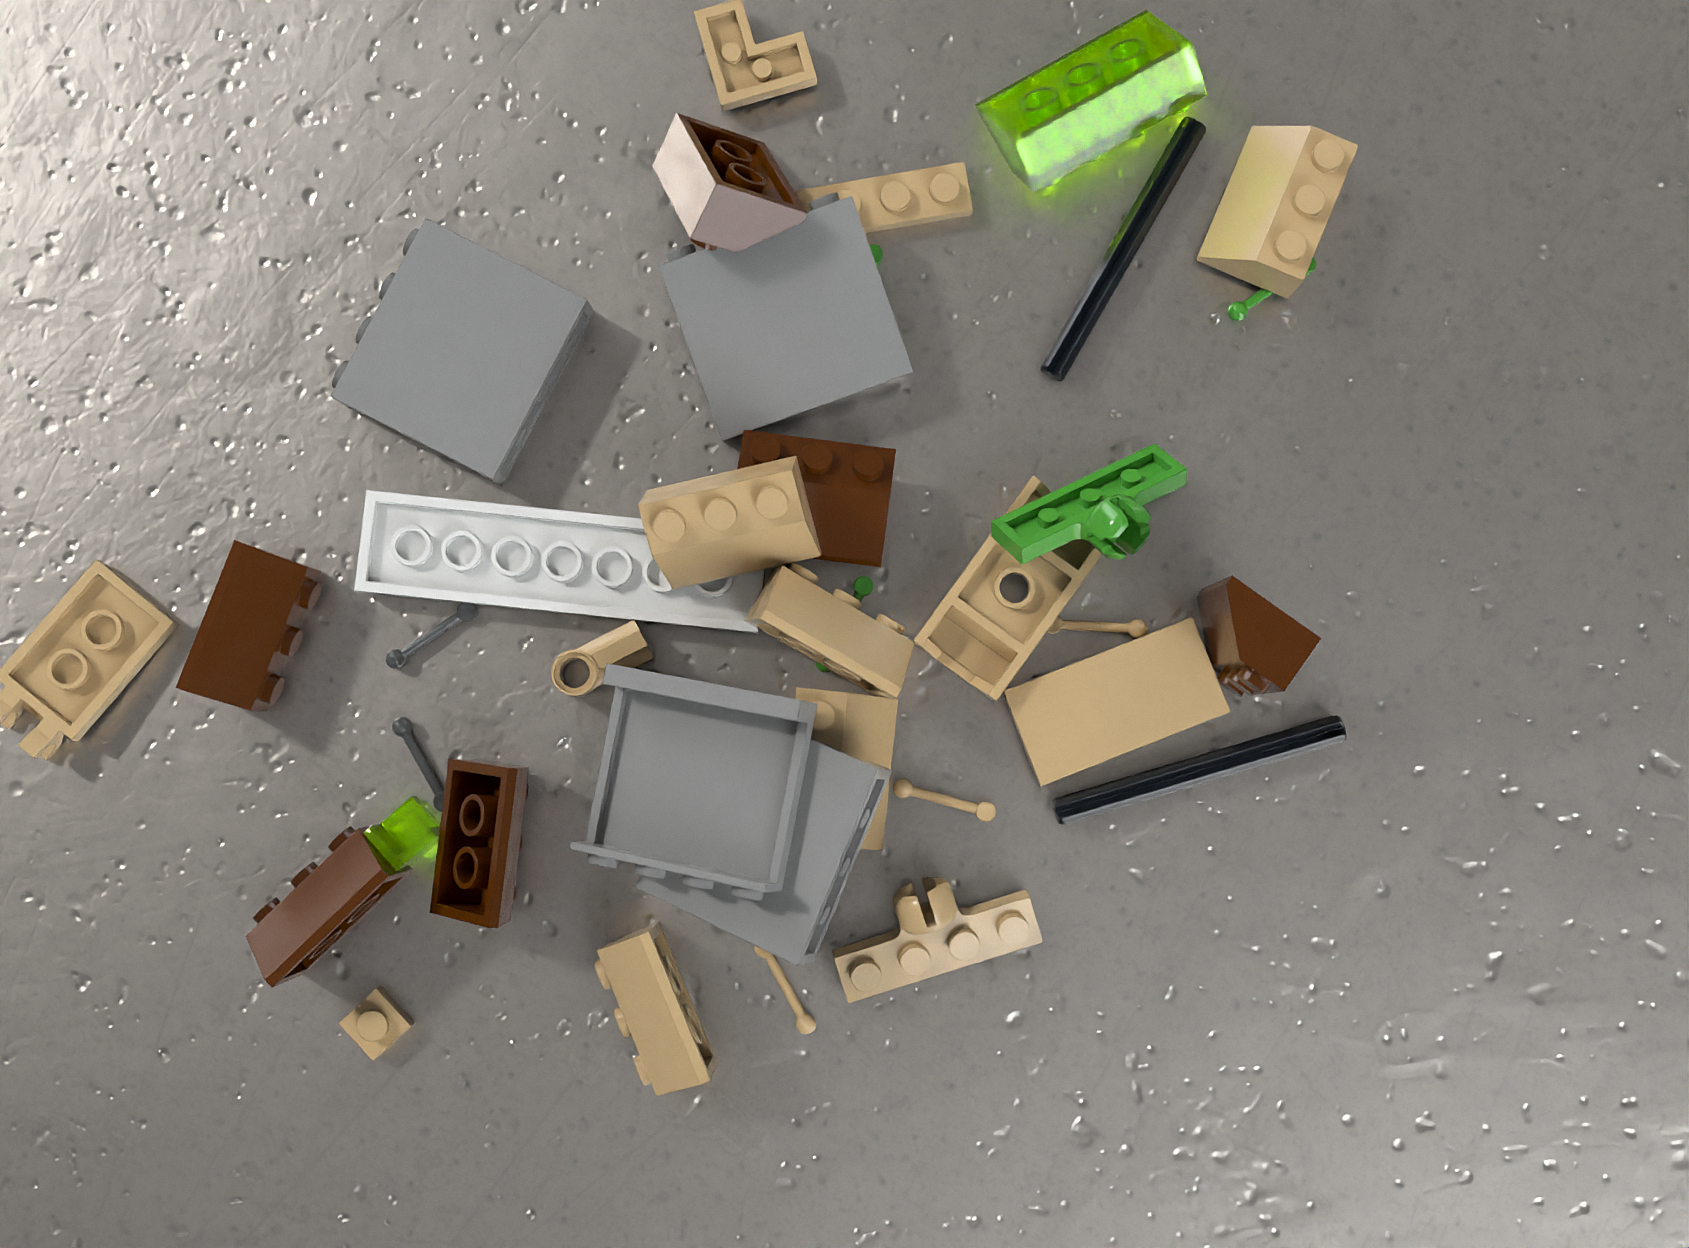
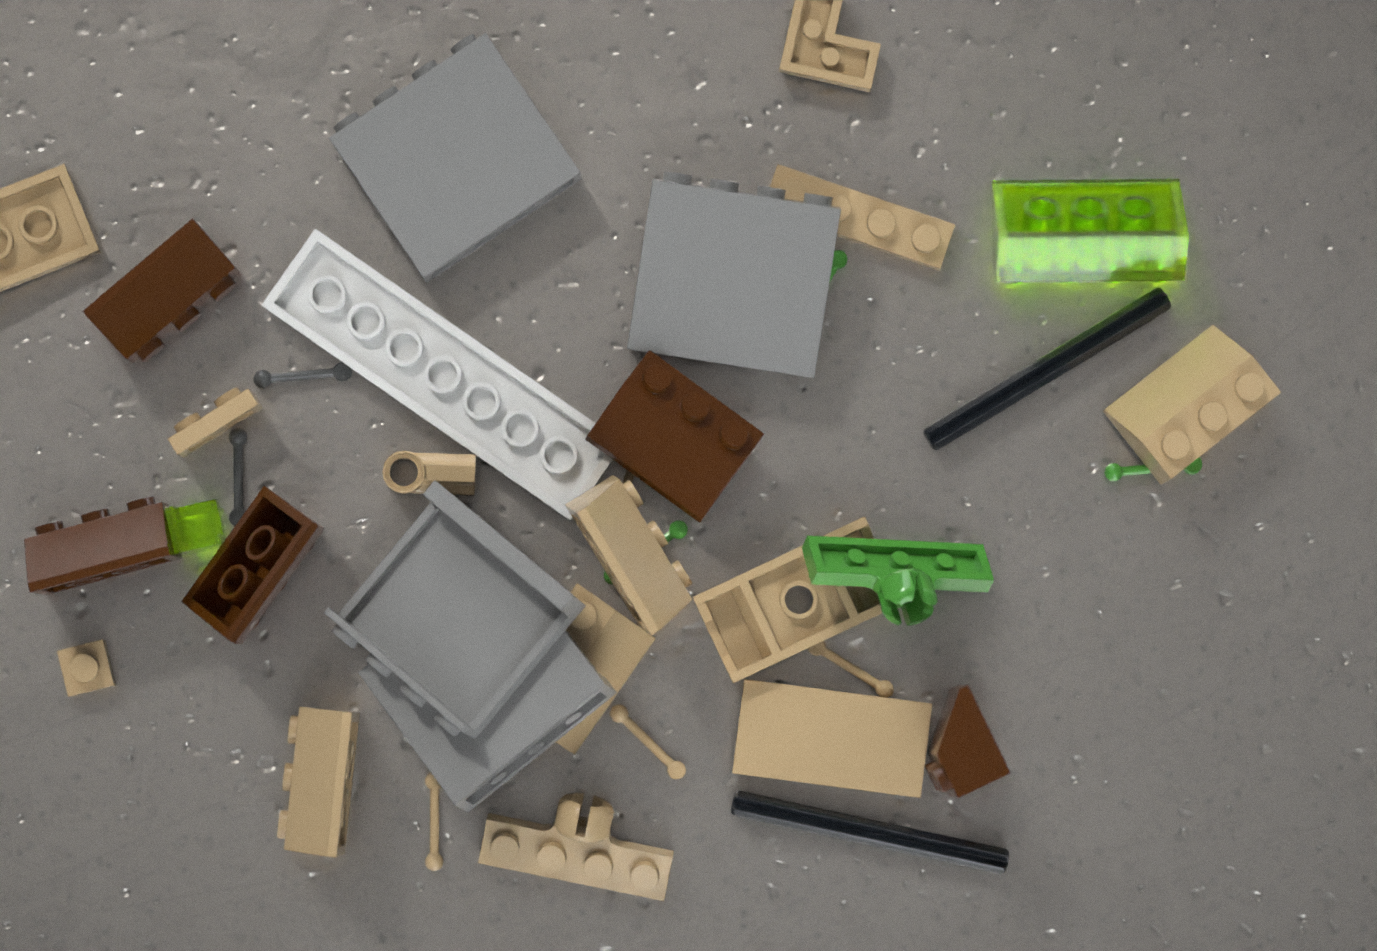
camera: 25 degrees right, 0 degrees up
(359, 742) = (197, 431): none -> tan plate
(724, 186) = (743, 142): slope -> none
(730, 523) = (596, 420): tan slope -> none

